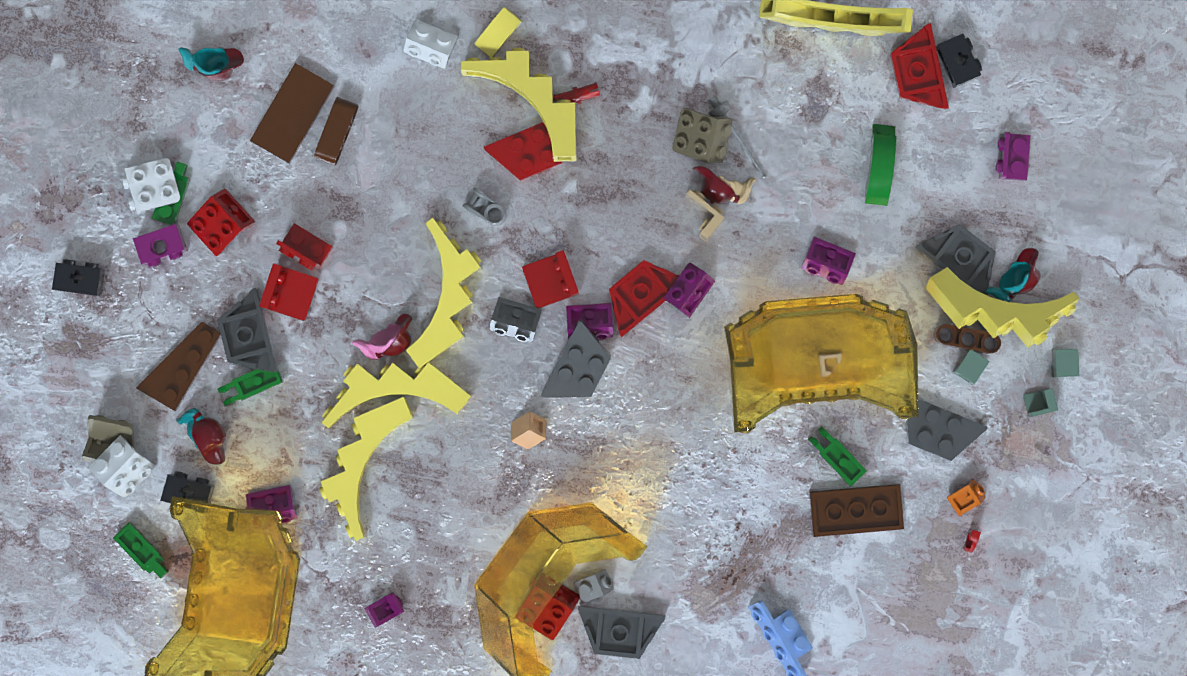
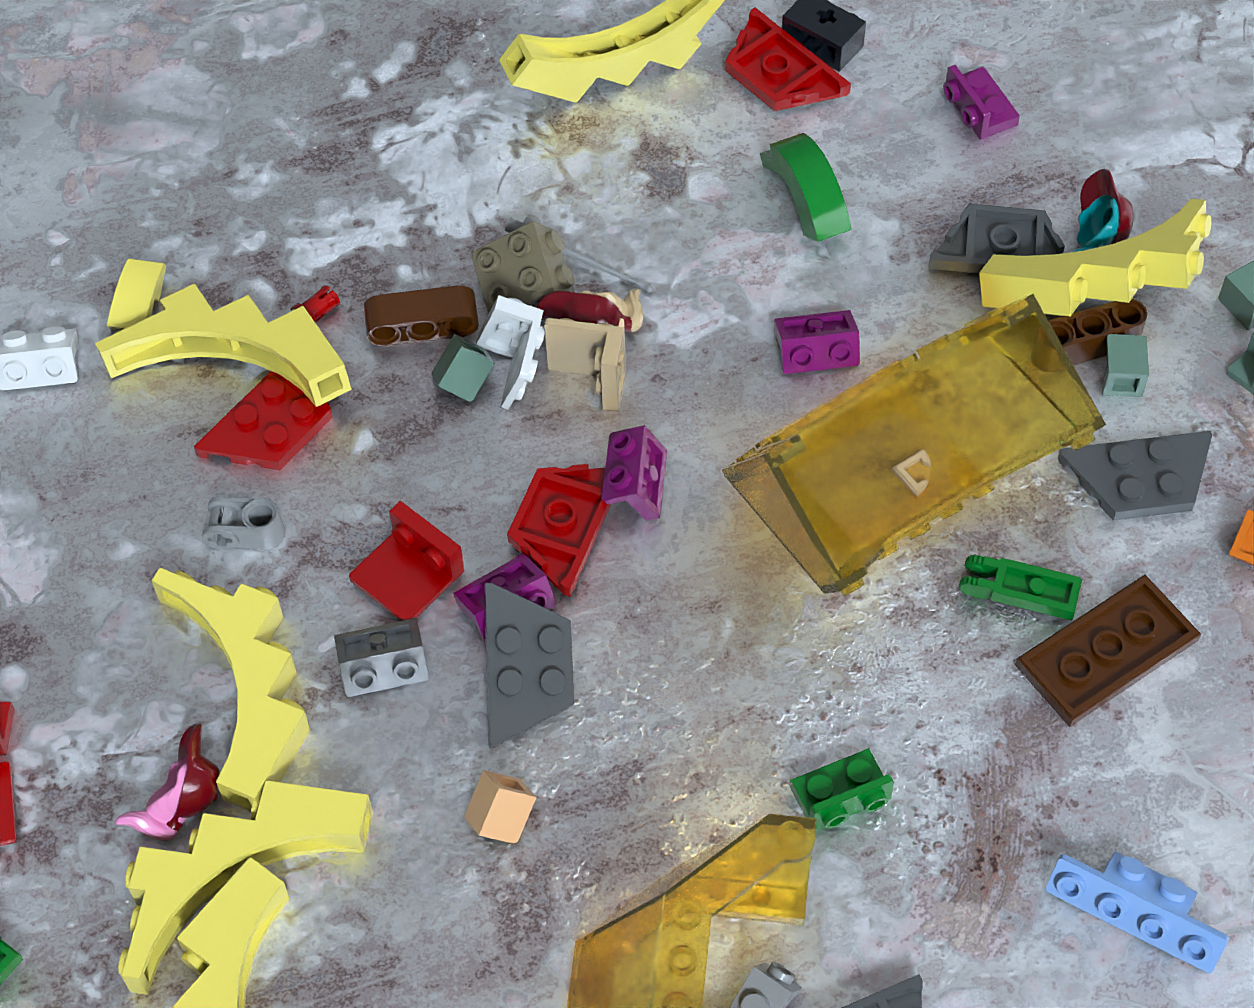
camera: 30 degrees left, 30 degrees down
(636, 131) = (420, 315): none -> reddish brown beam
(640, 176) = (462, 368): none -> sand green panel
(675, 188) = (516, 333): none -> white bracket
(688, 509) = (842, 789): none -> green bracket

